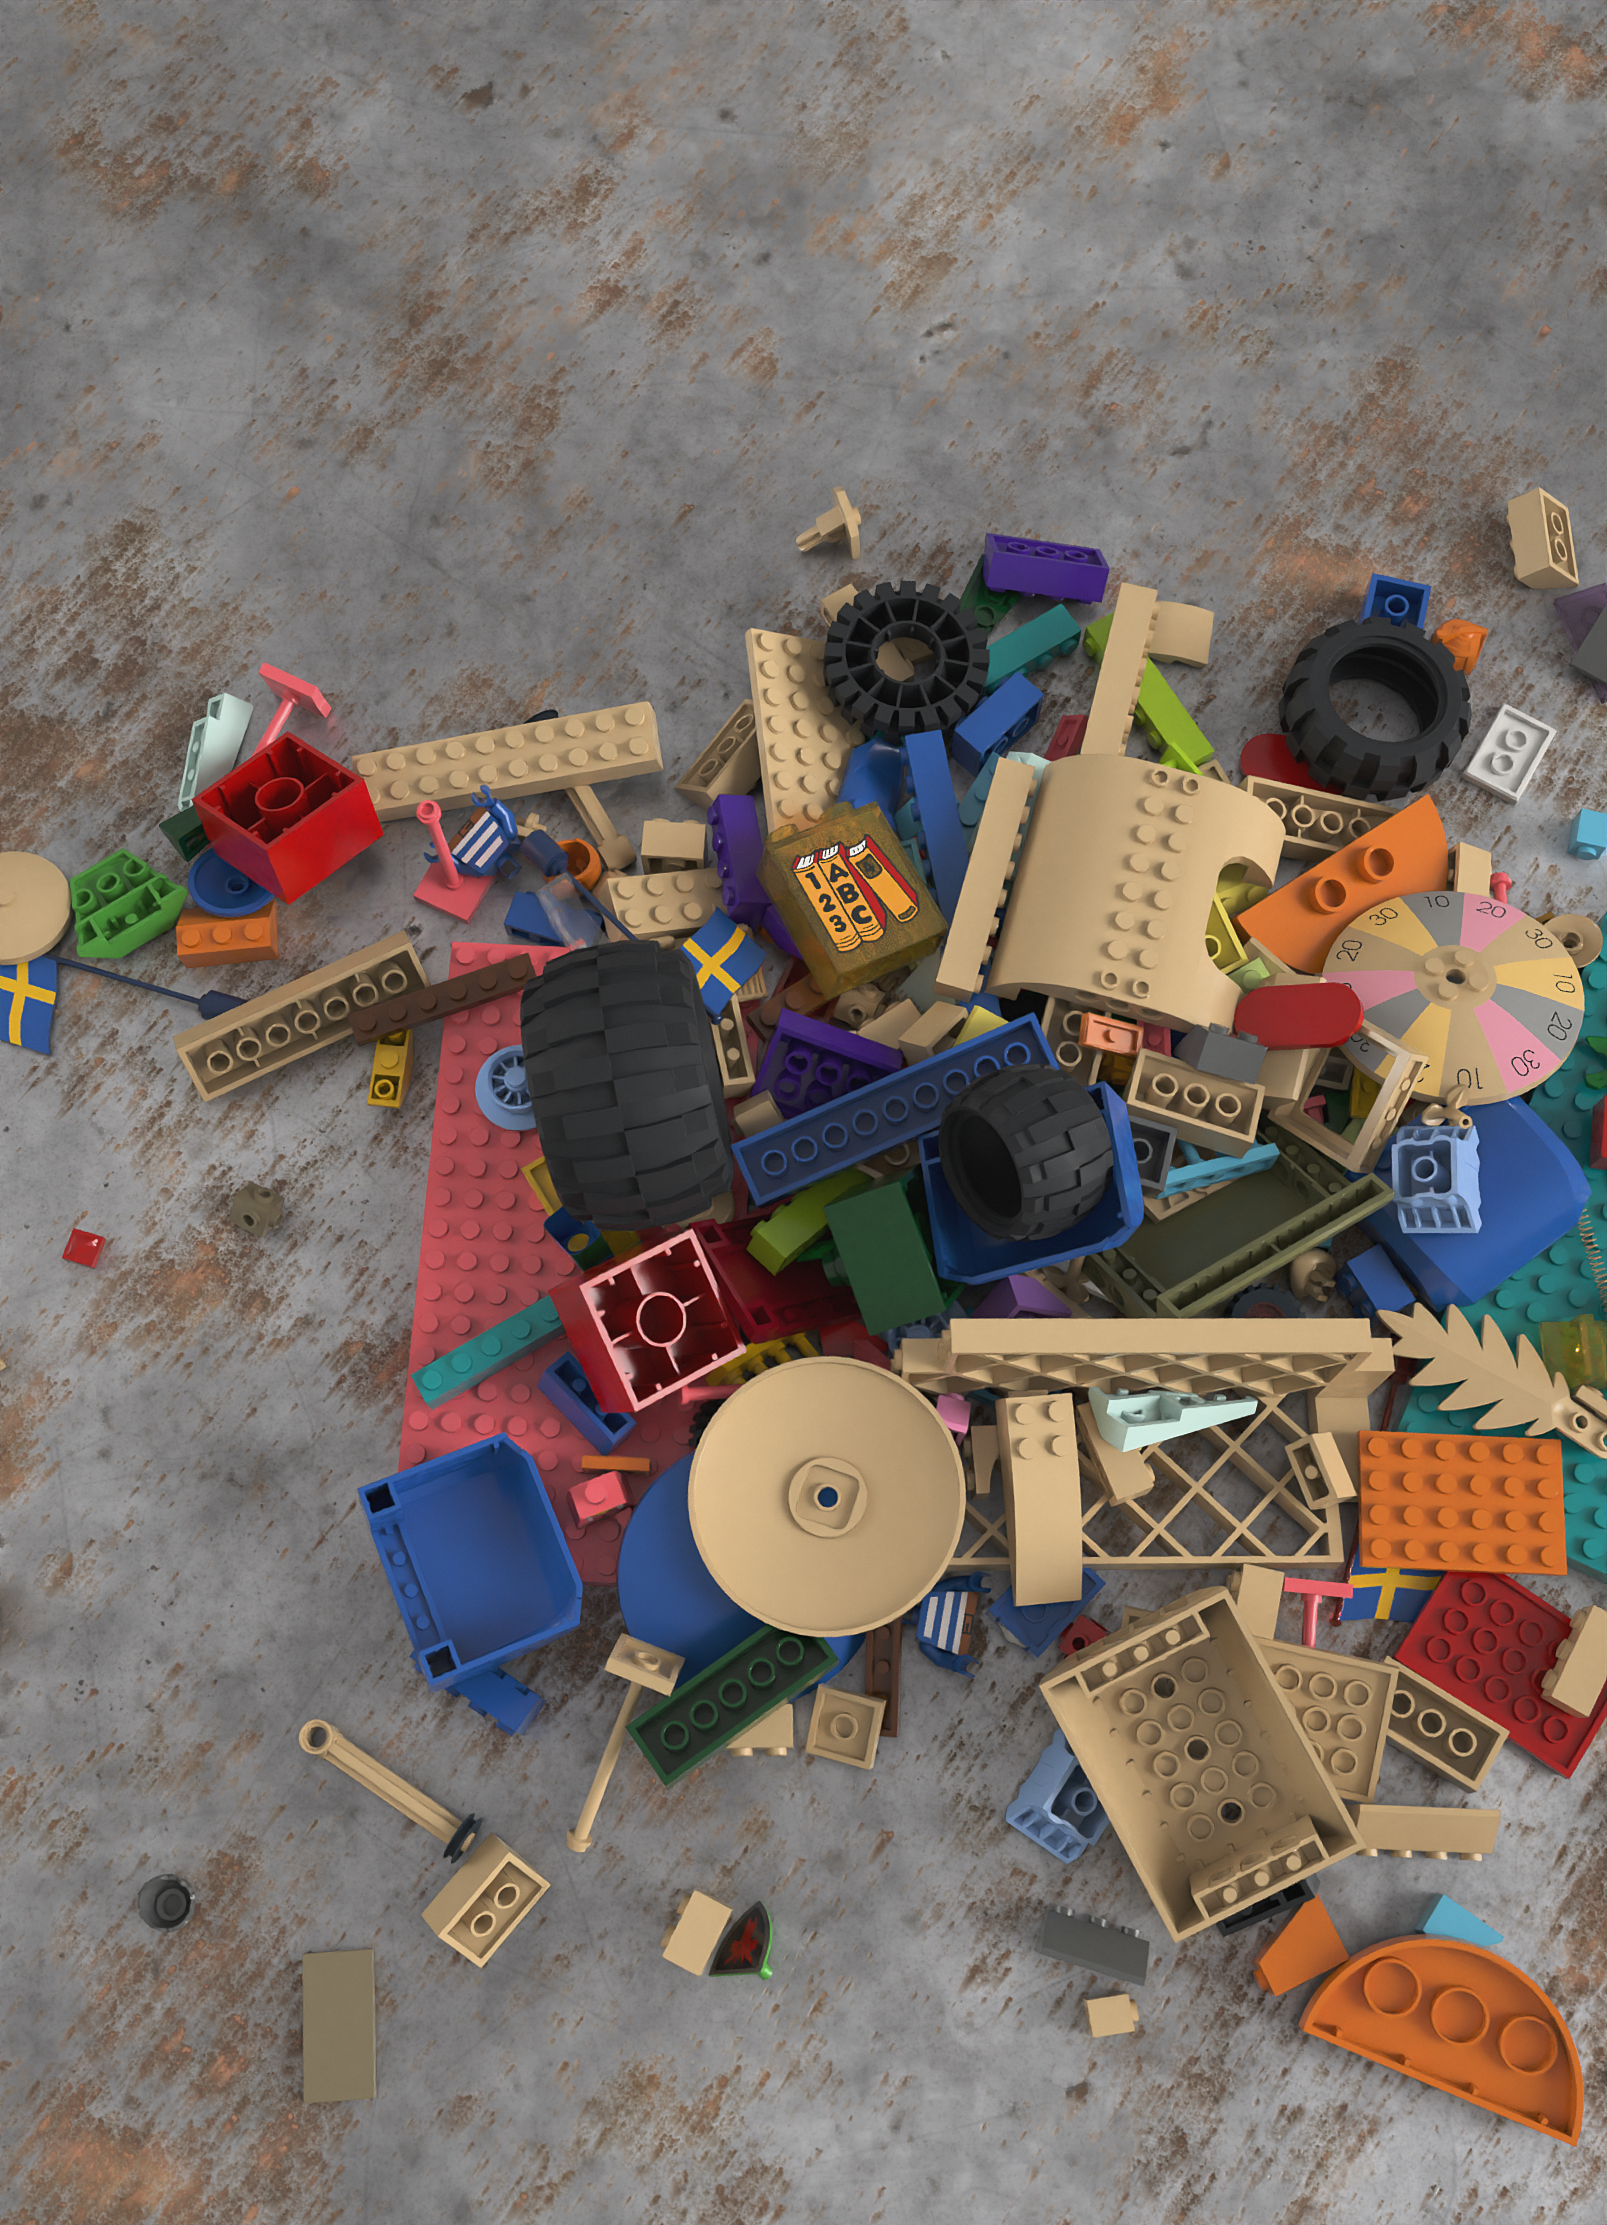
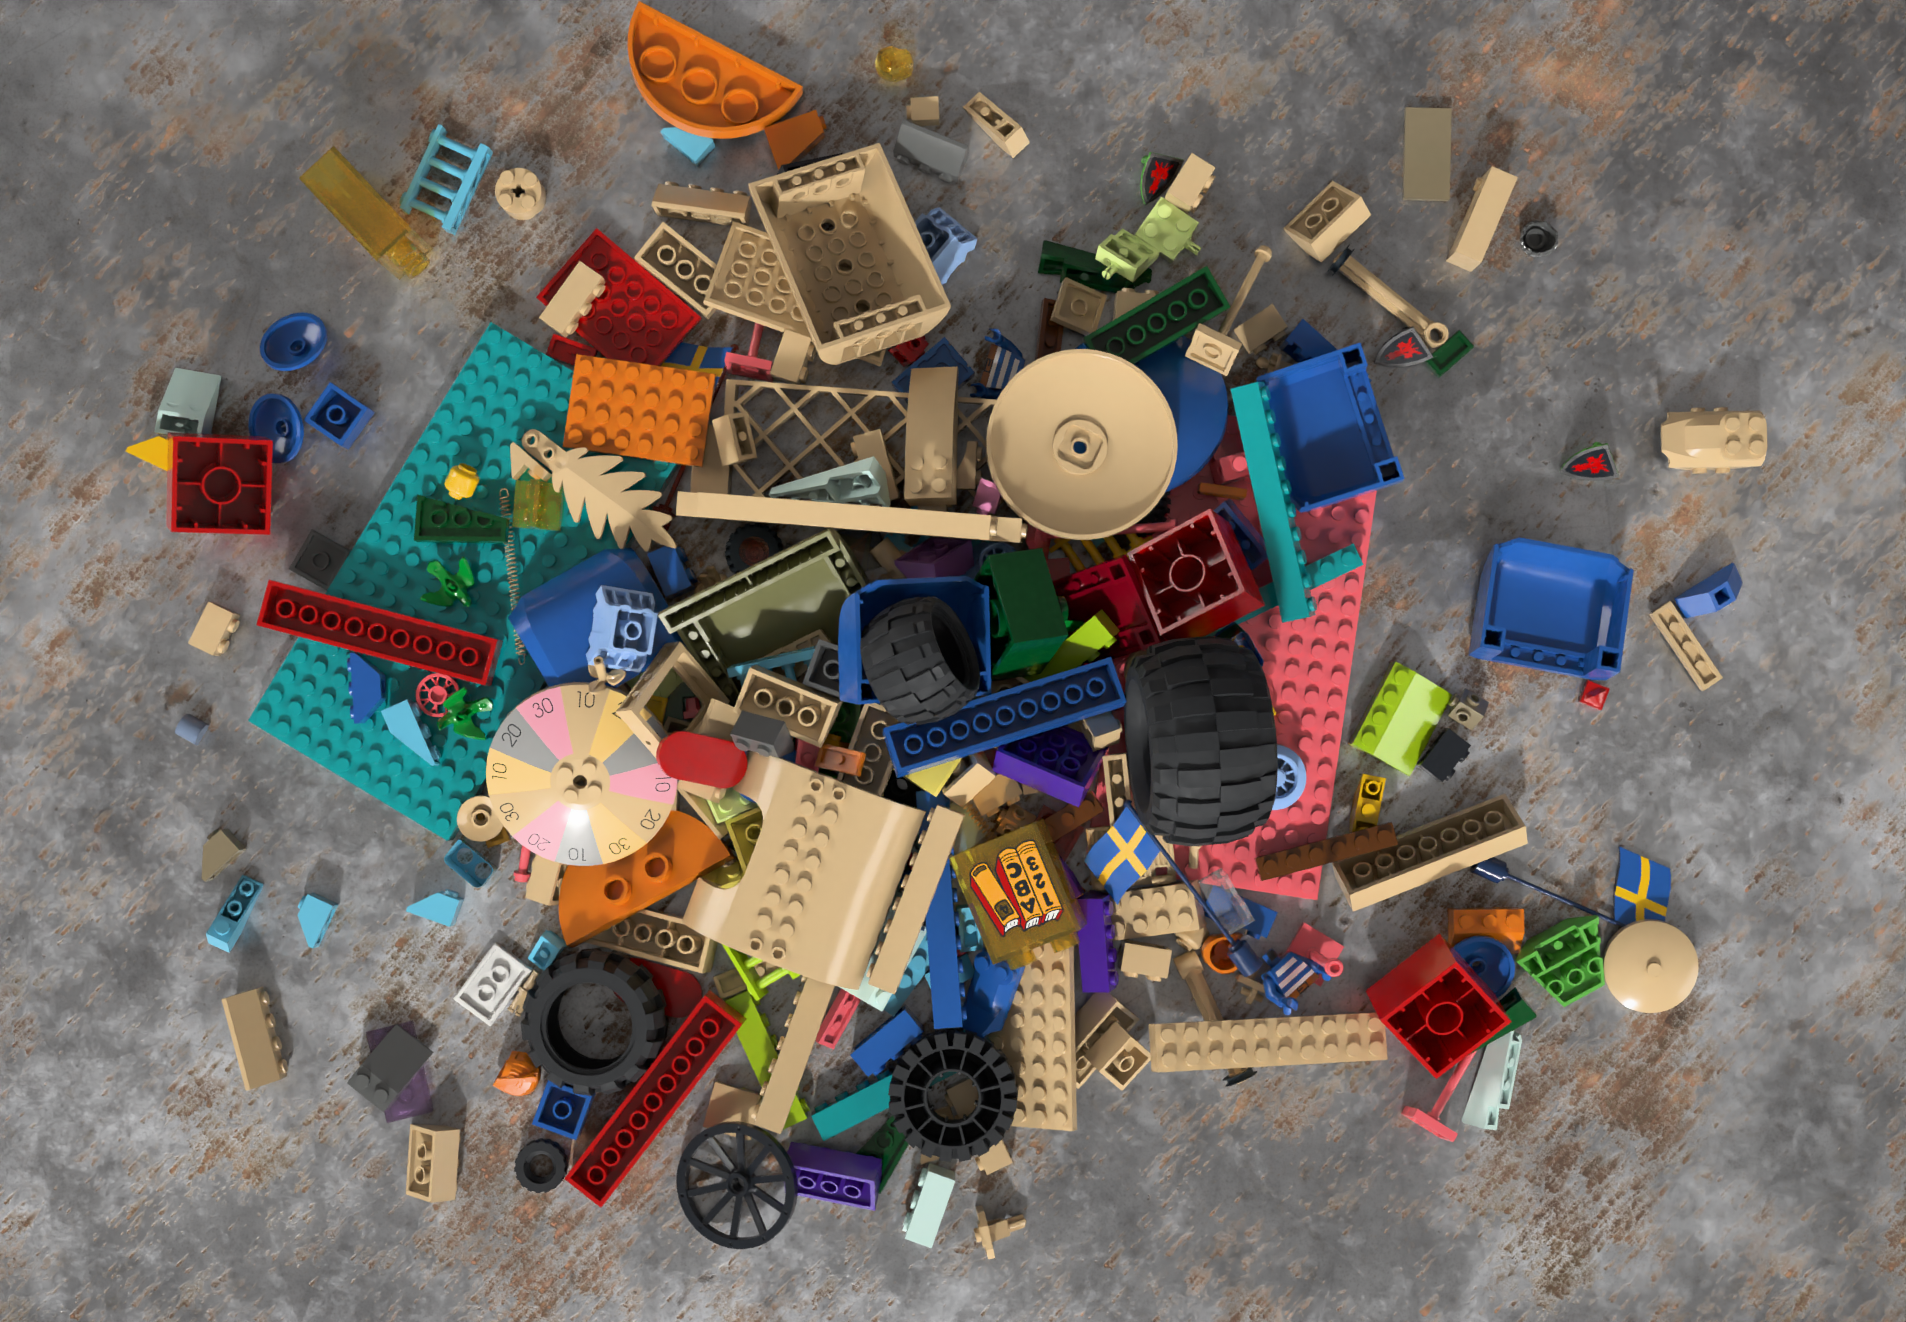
camera: 175 degrees left, 15 degrees up
(86, 1567) = (1591, 464): none -> shield
(141, 1351) = (1552, 609): none -> blue slope
(253, 1924) = (1481, 218): none -> tan brick
(288, 1147) = (1444, 755): none -> black brick
(302, 1706) = (1449, 353): none -> dark green tile
(351, 1191) = (1400, 718): none -> lime slope
(363, 1711) = (1403, 349): none -> shield
(544, 1445) = (1273, 501): none -> teal brick
(549, 1668) = (1273, 364): none -> tan piece
(574, 1719) = (1261, 329): none -> tan brick
(699, 732) = (1118, 1056): none -> tan brick
(723, 1860) = (1168, 230): none -> yellowish green plate
(783, 1811) = (1125, 255): none -> yellowish green plate
(831, 1791) = (1083, 268): none -> dark green wedge
(921, 539) = (928, 1204): none -> light aqua brick
(997, 2004) = (997, 124): none -> tan slope
(1159, 550) = (734, 1187): none -> black wheel
(1166, 2086) = (893, 64): none -> clear yellow hair
(1279, 631) = (655, 1098): none -> red brick
(1414, 530) = (536, 1183): none -> black tyre
(1449, 798) = (547, 950): none -> medium azure slope
(1468, 746) = (520, 998): none -> tan pin
(1566, 875) = (470, 876): none -> medium azure piece
(1572, 1590) = (566, 349): none -> red plate

